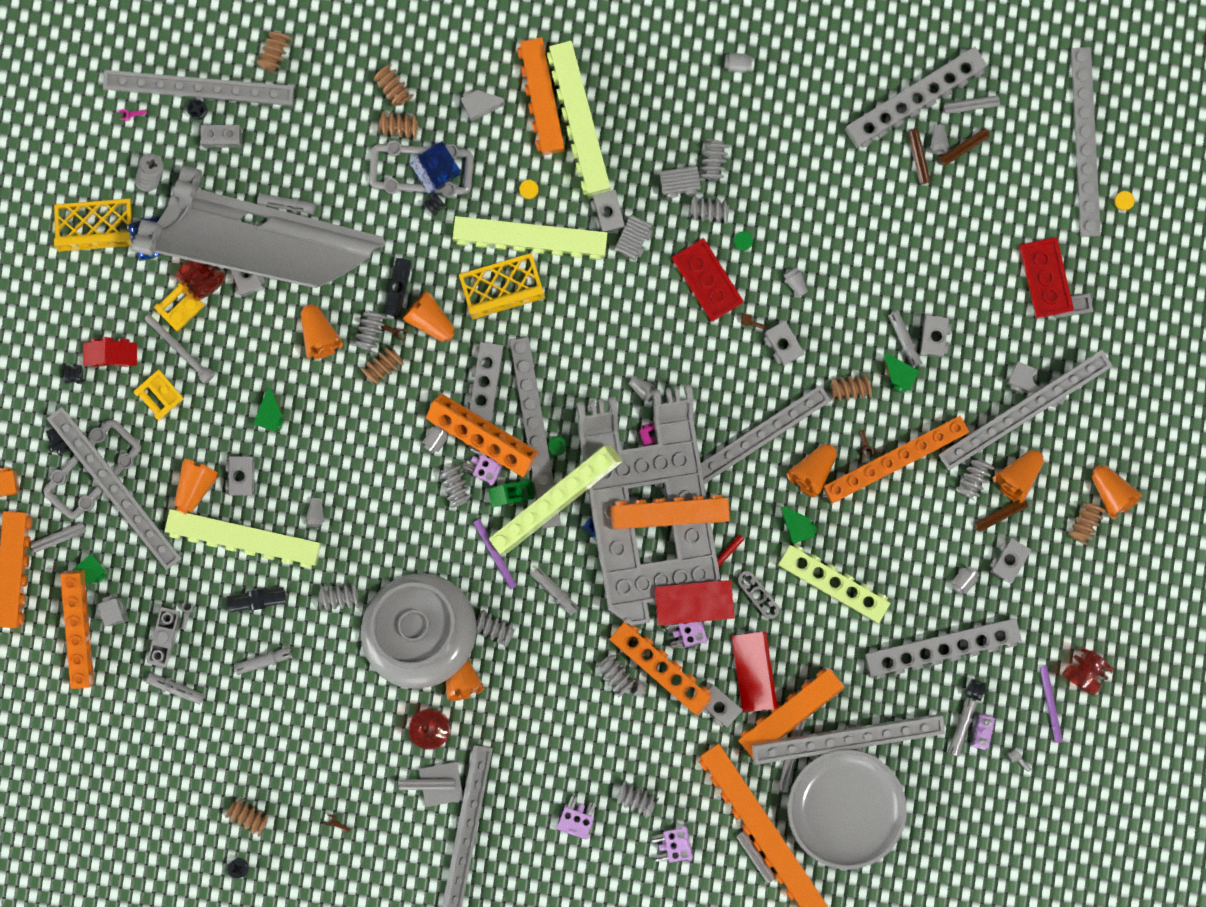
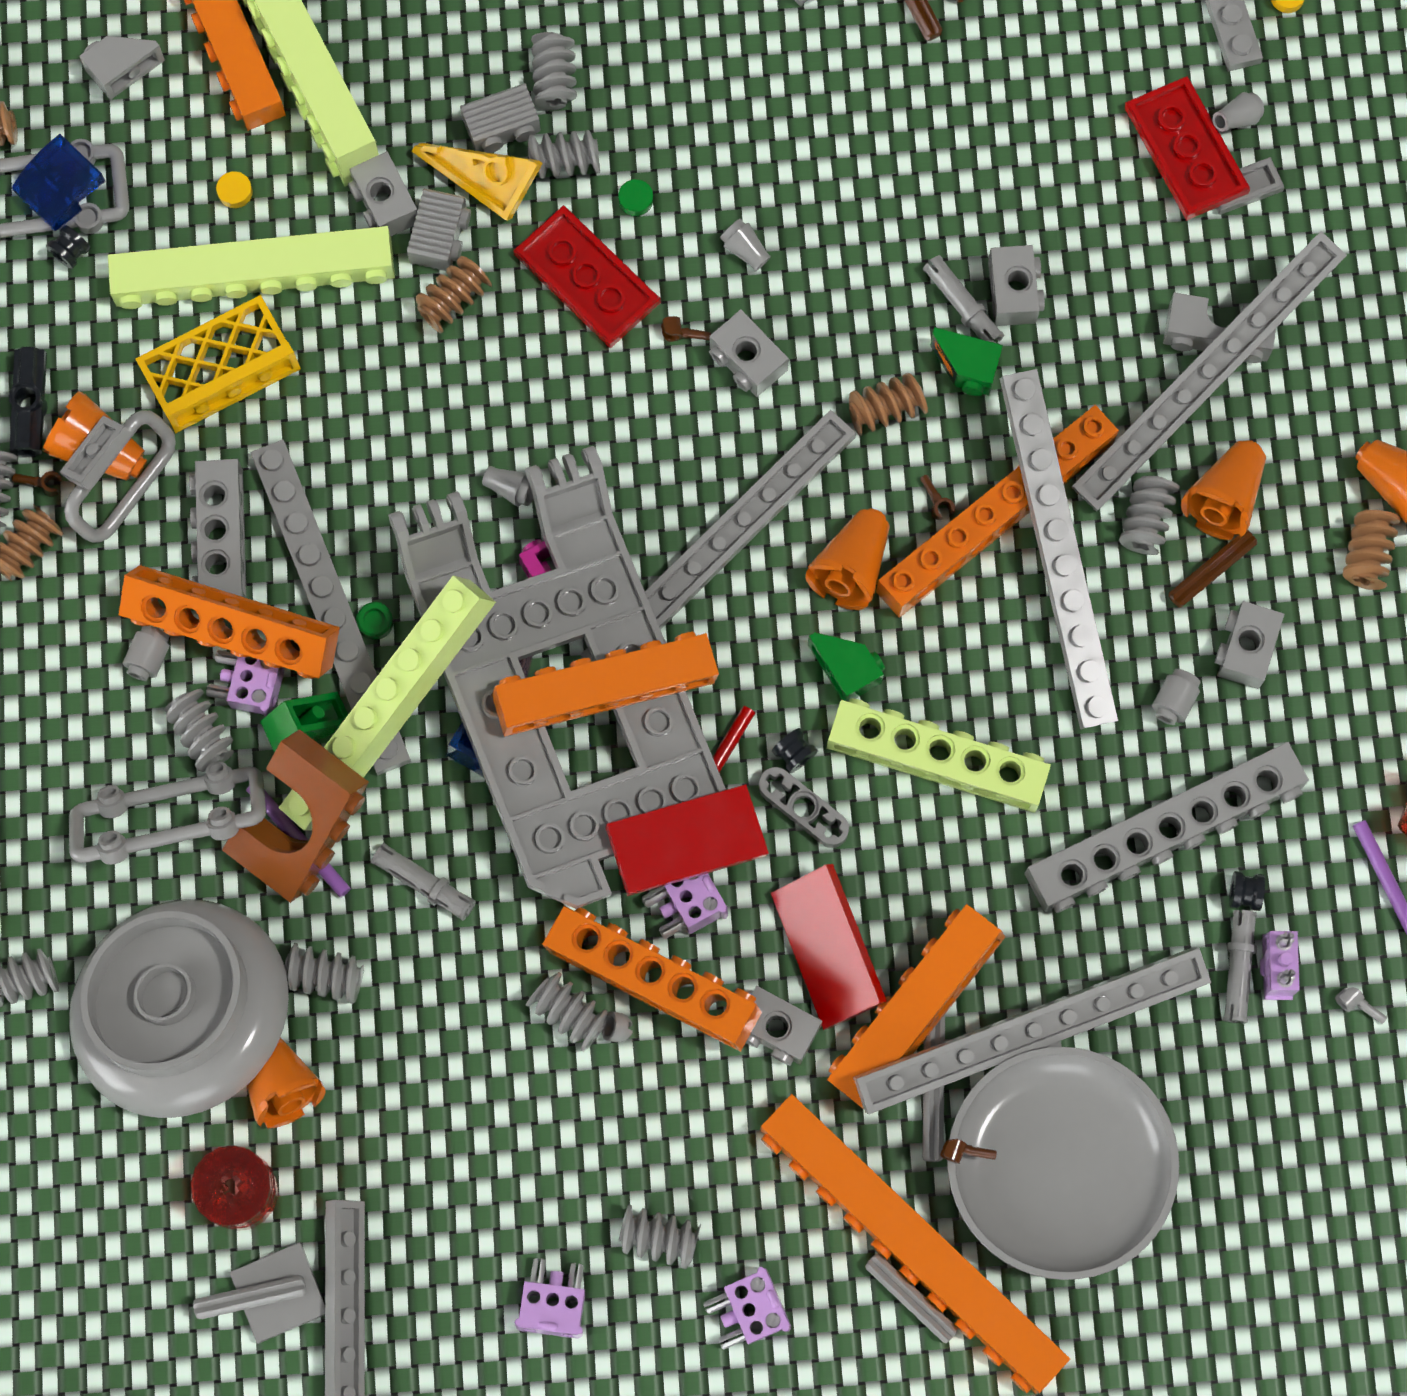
camera: 15 degrees left, 10 degrees down
(404, 515) = (113, 802): none -> light grey bar
(430, 331) = (96, 456): none -> light grey bar
(517, 542) = (331, 794): none -> dark orange arch
(633, 276) = (451, 292): none -> medium nougat piece
(667, 214) = (489, 177): none -> yellow wing
(760, 564) = (794, 750): none -> black wheel
(794, 792) = (955, 1148): none -> reddish brown hand
(922, 489) = (1058, 549): none -> plate
(1081, 264) = (1241, 112): none -> light grey cone

